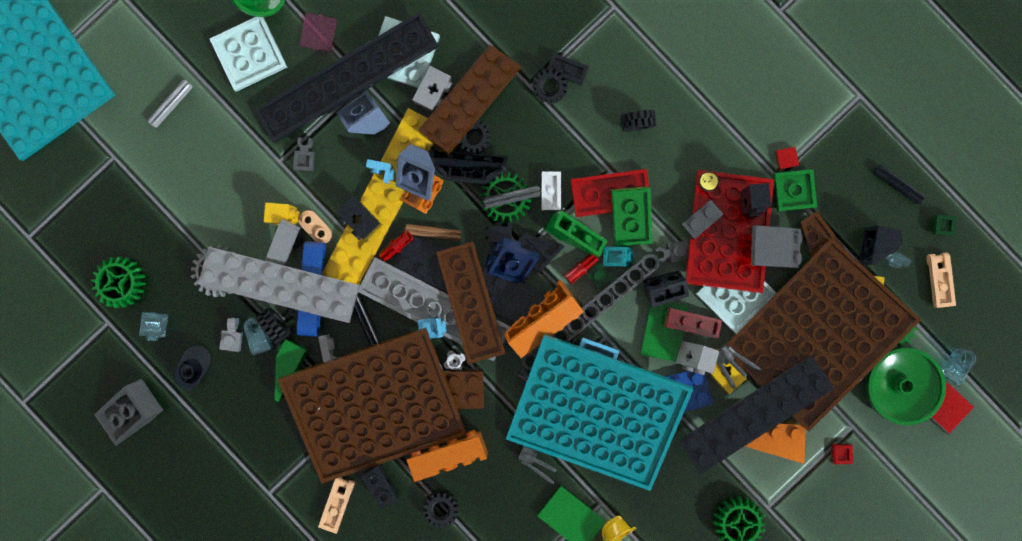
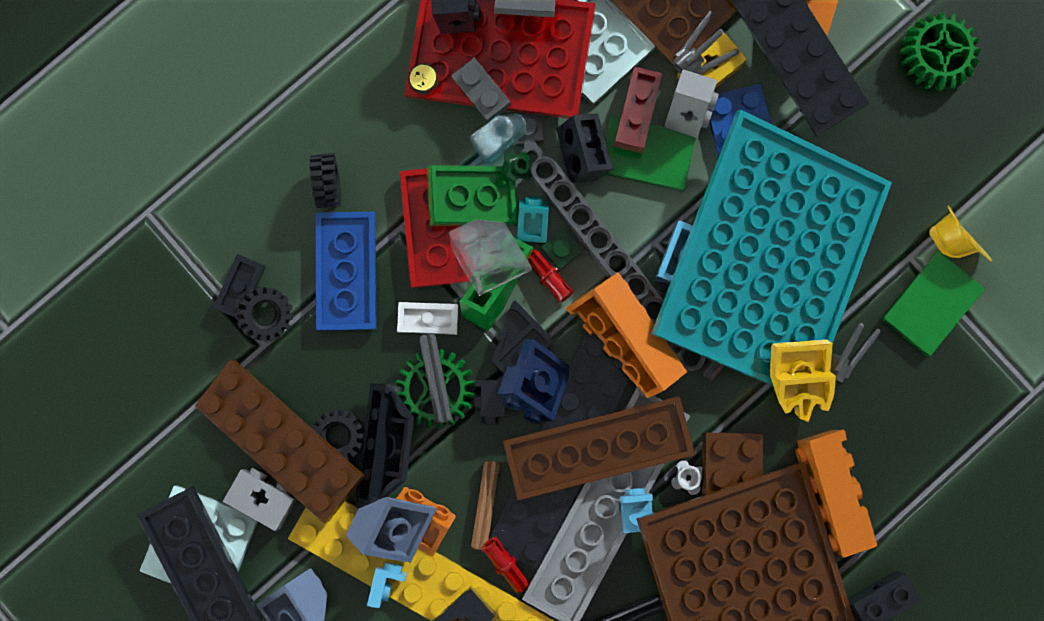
camera: 90 degrees left, 5 degrees down
(437, 520) = (936, 501): black tyre -> none
(521, 433) = (803, 376): none -> yellow plate
(580, 137) = (346, 271): none -> blue plate
(593, 228) = (488, 254): none -> clear slope
(652, 240) = (511, 169): none -> dark green plate
(672, 232) = (497, 136): none -> clear light blue piece

